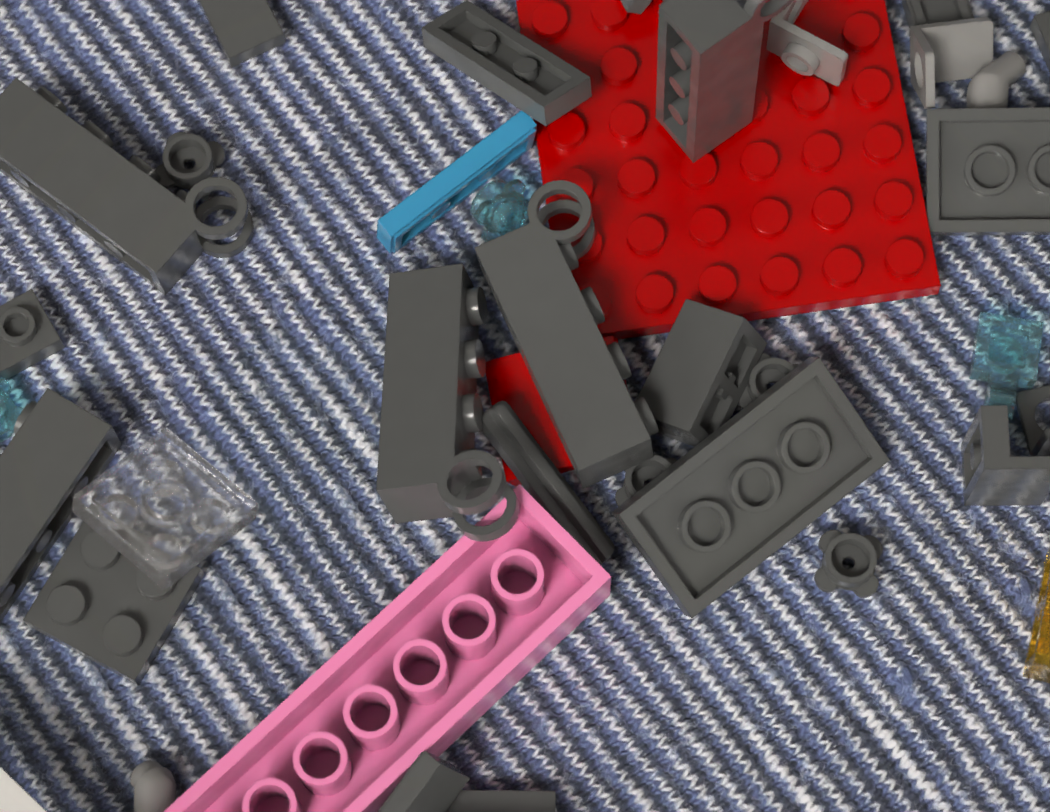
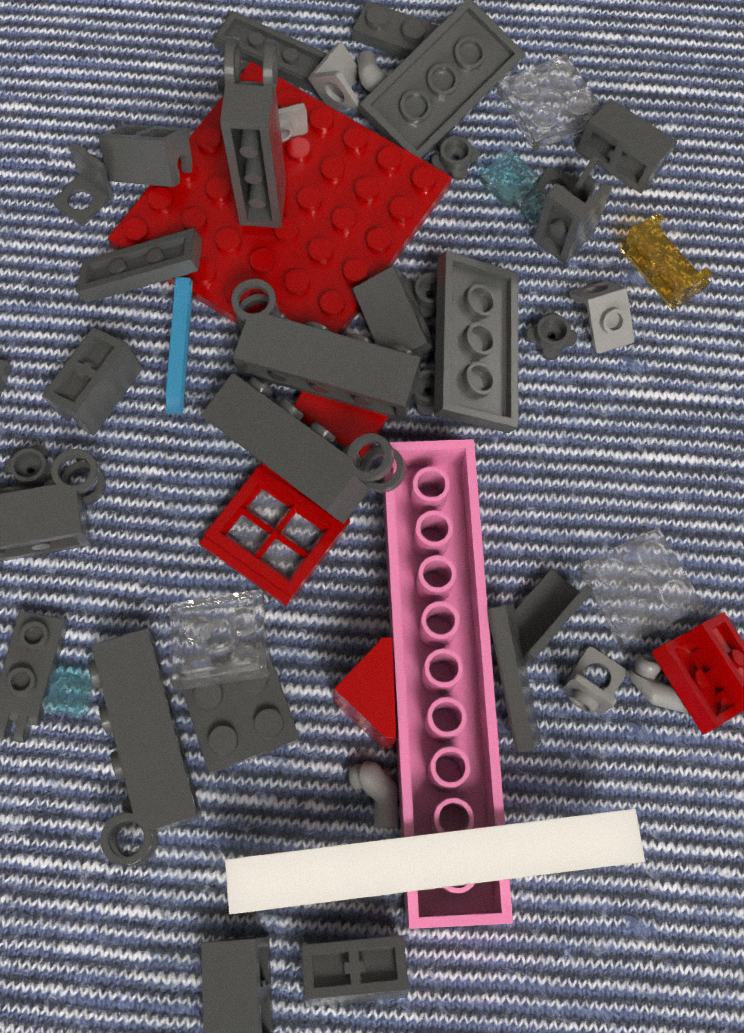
camera: 55 degrees left, 0 degrees up
(228, 703) = (369, 694): none -> red slope
(323, 467) = (273, 535): none -> red piece
(337, 135) = (93, 380): none -> dark grey hinge
(500, 208) = (214, 337): clear light blue plate -> none
(543, 479) = (349, 429): dark grey axle -> none
(932, 601) = (607, 314): none -> light grey bracket
(979, 251) = (459, 148): none -> dark grey plate

